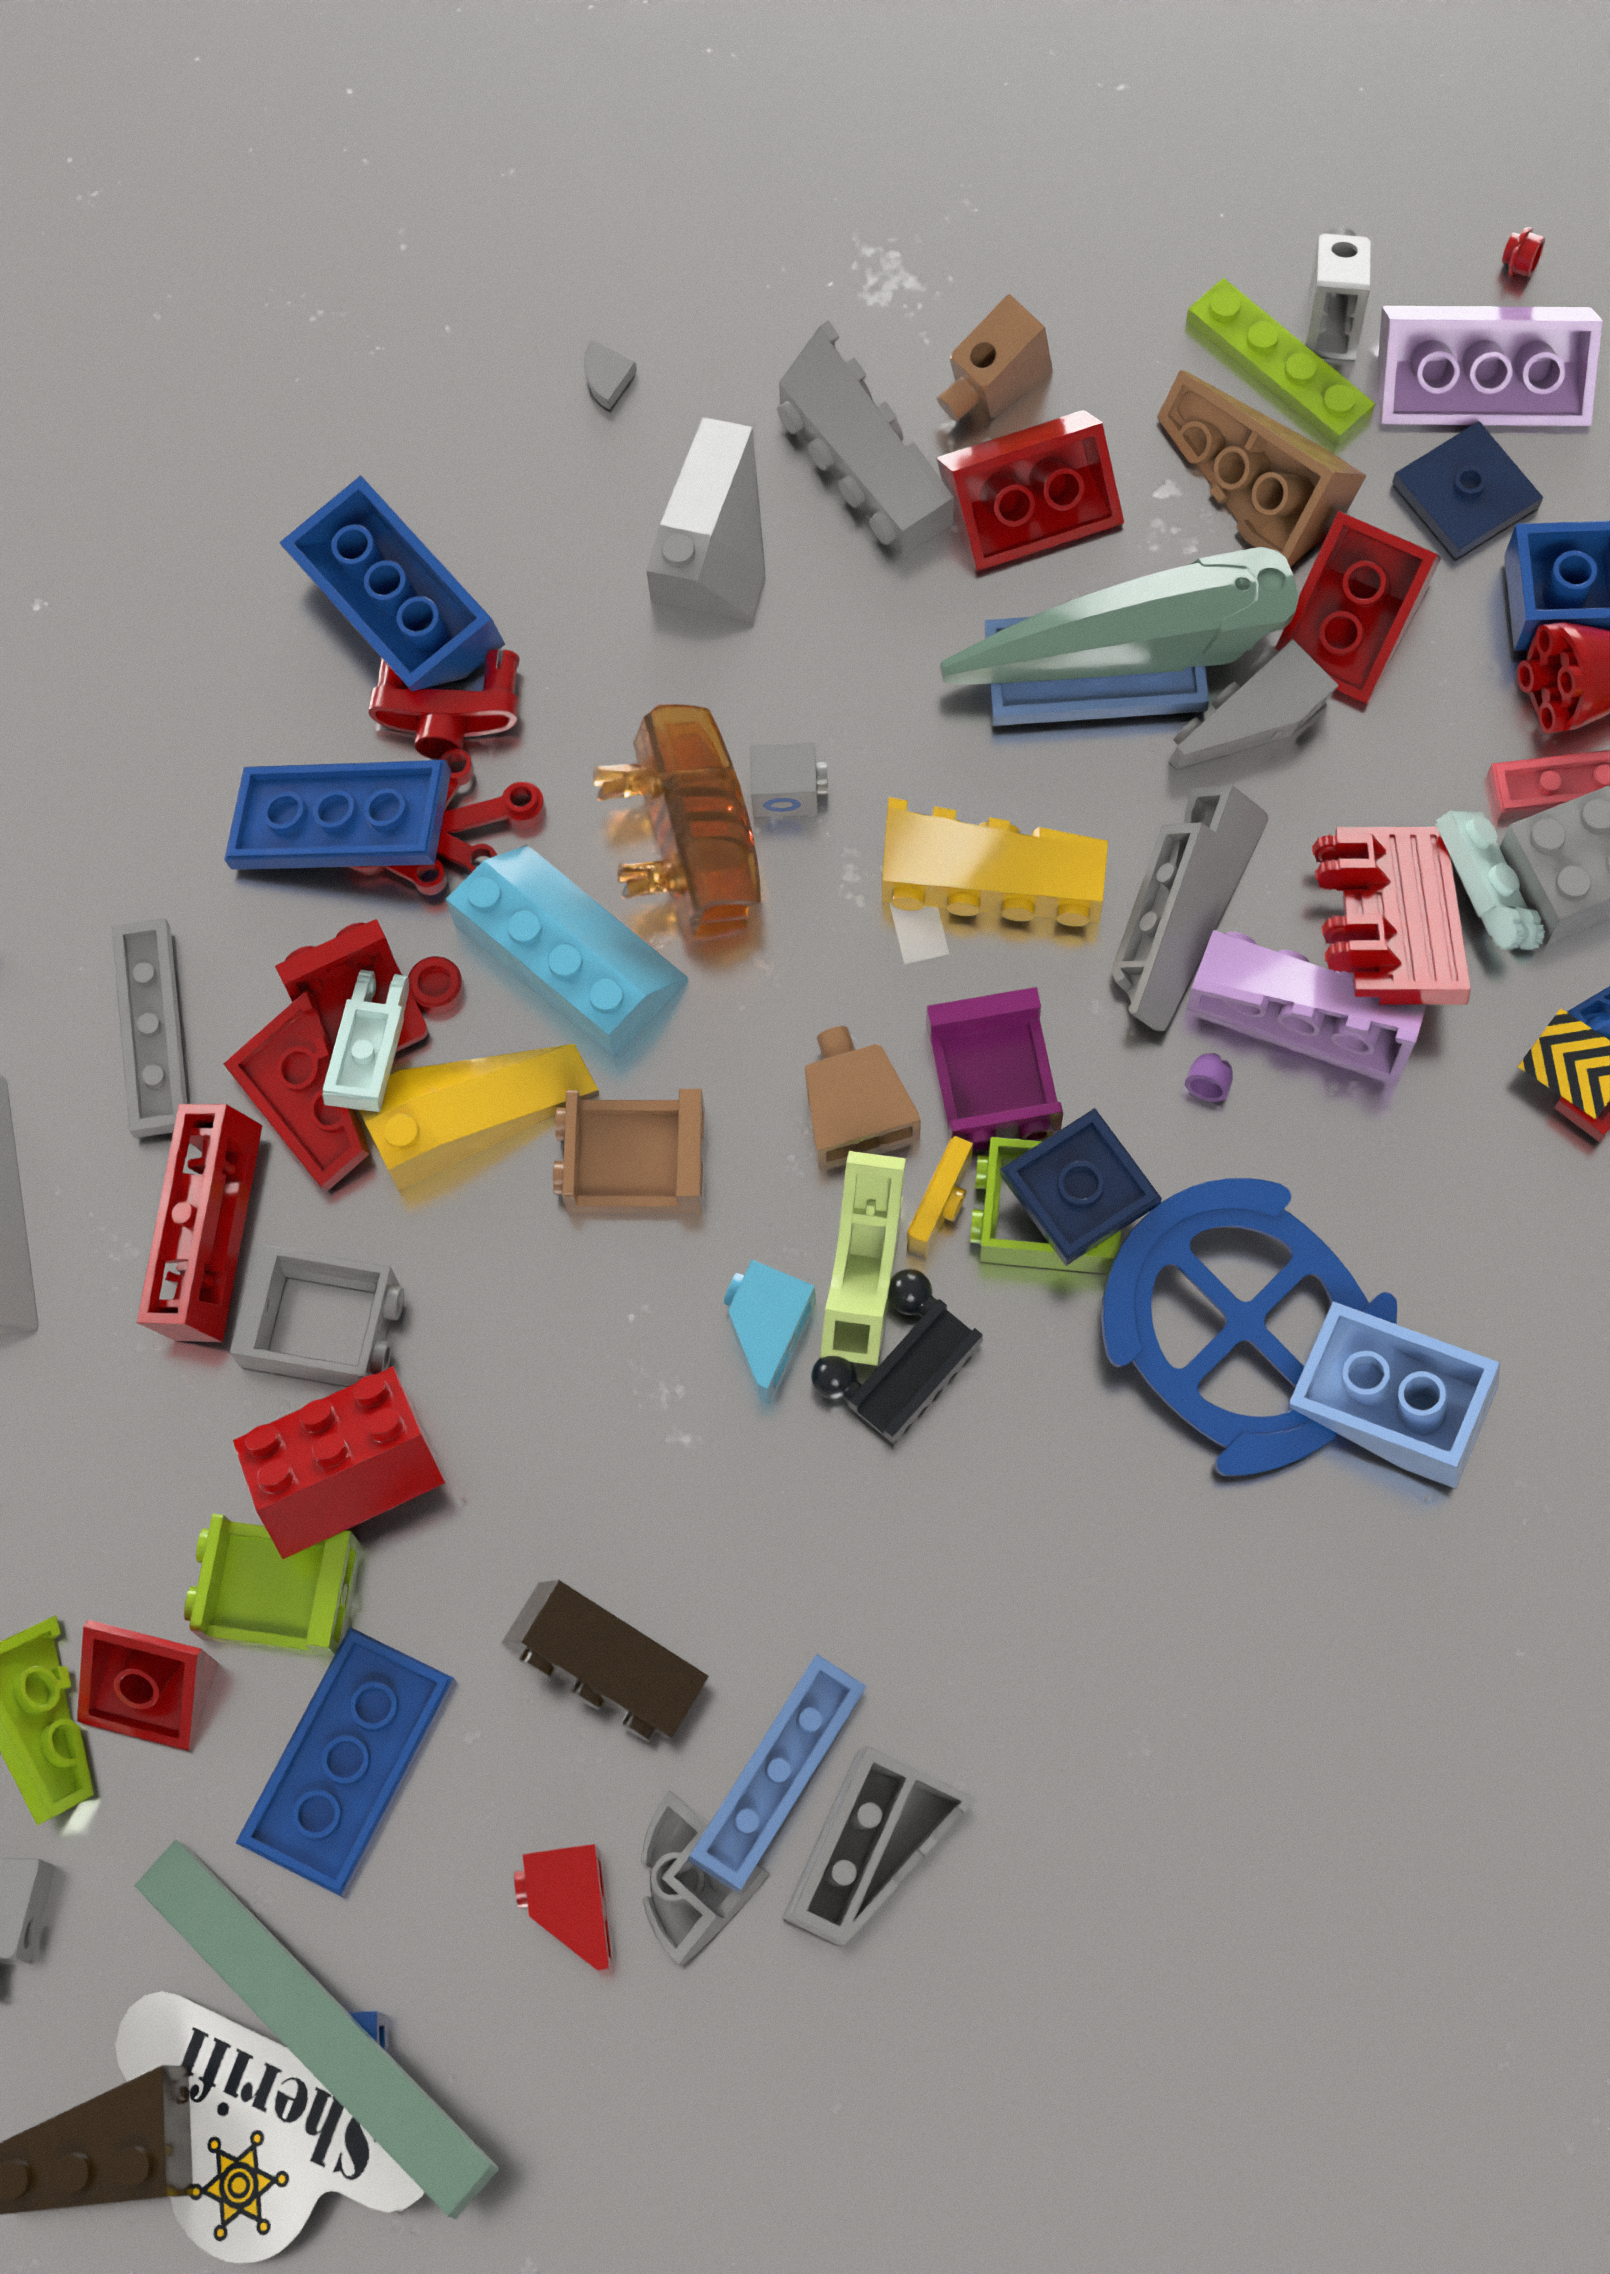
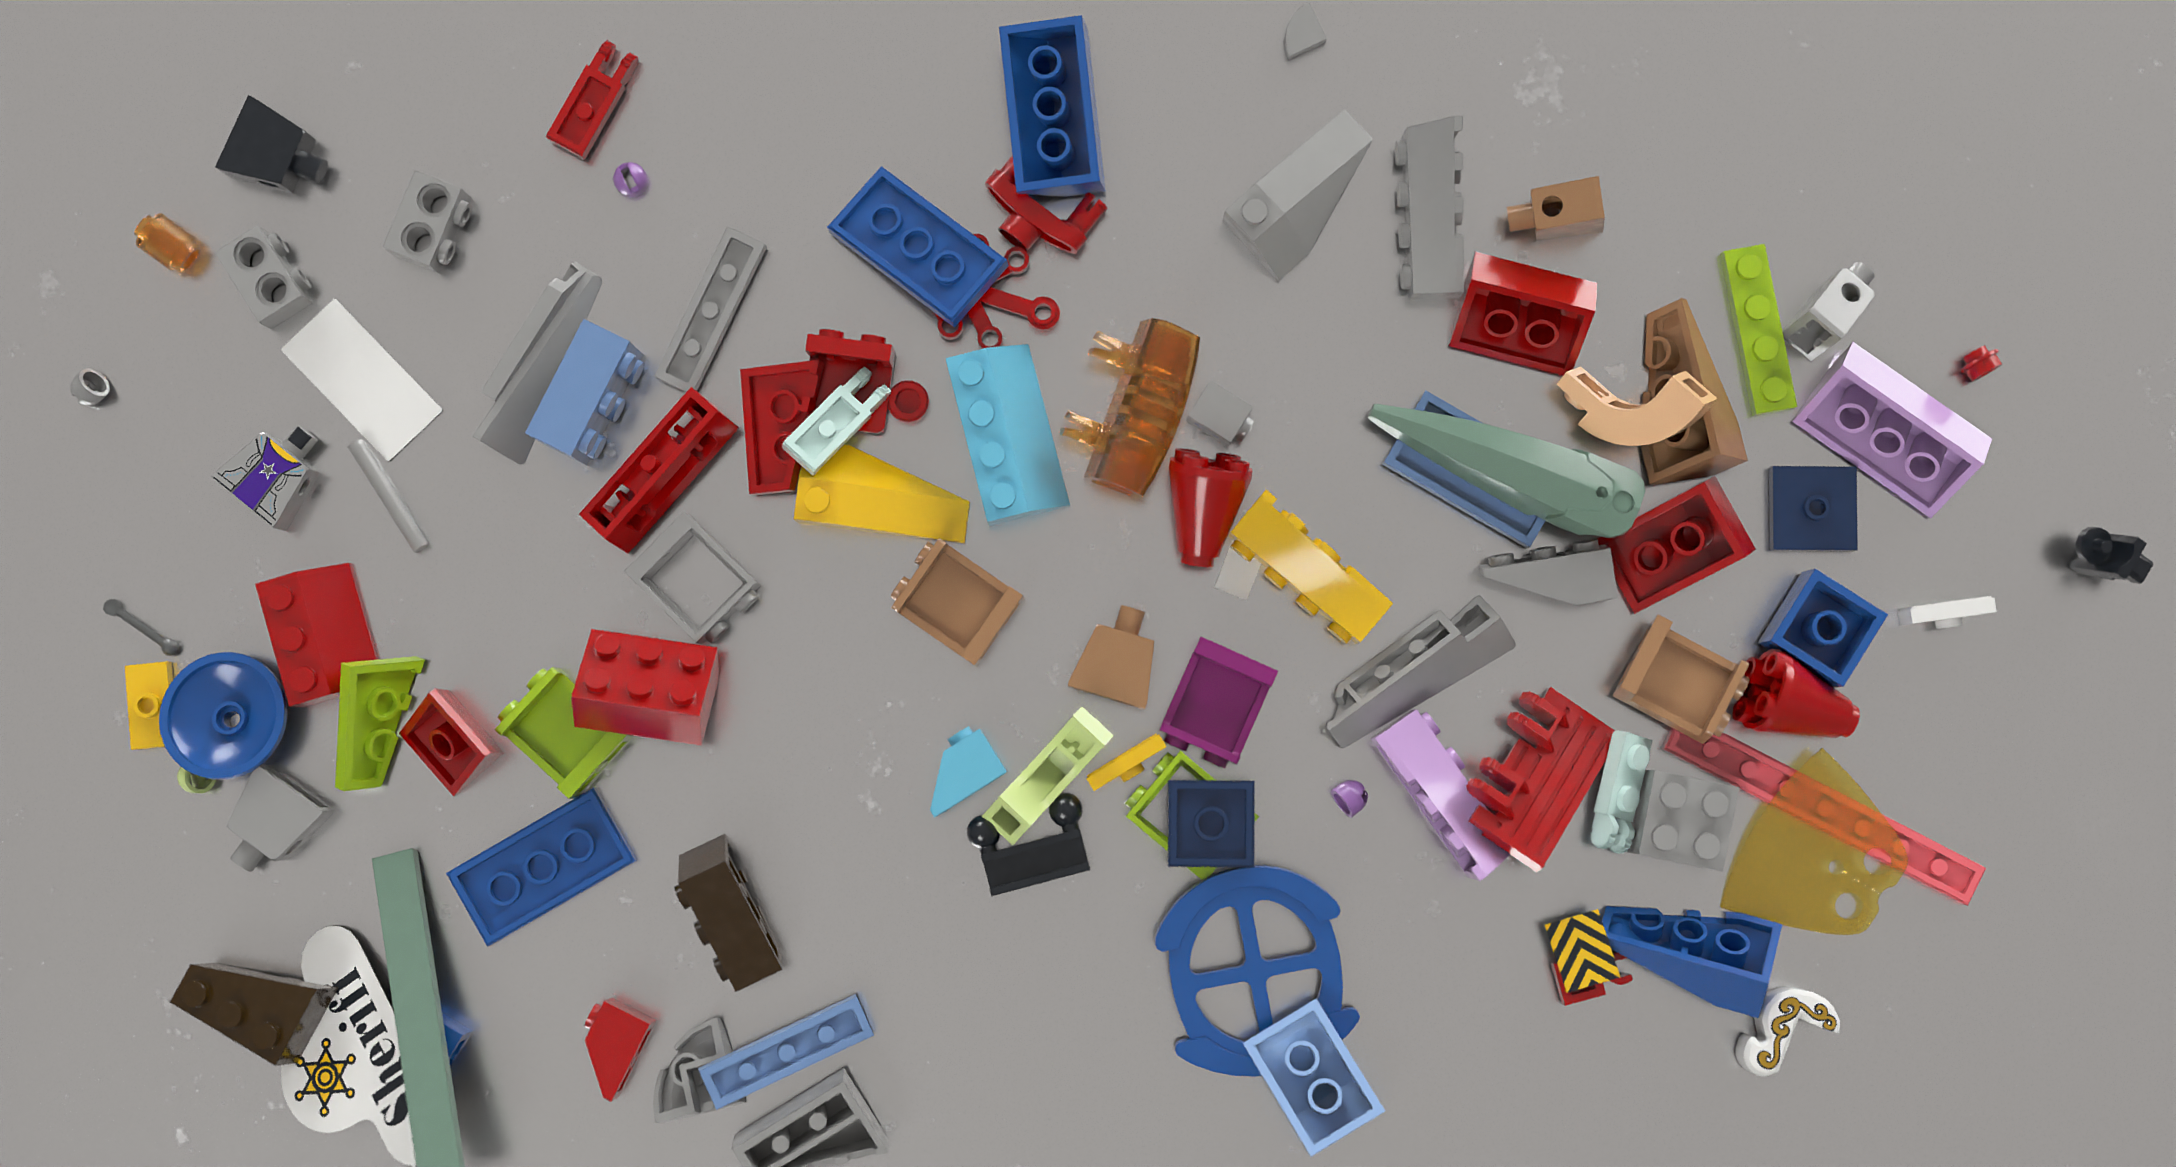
camera: 30 degrees right, 15 degrees up
(62, 1190) = (586, 393): none -> medium blue brick
(832, 870) = (1205, 501): none -> red cone
(1247, 484) = (1629, 424): none -> light nougat arch
(1468, 732) = (1681, 682): none -> medium nougat panel

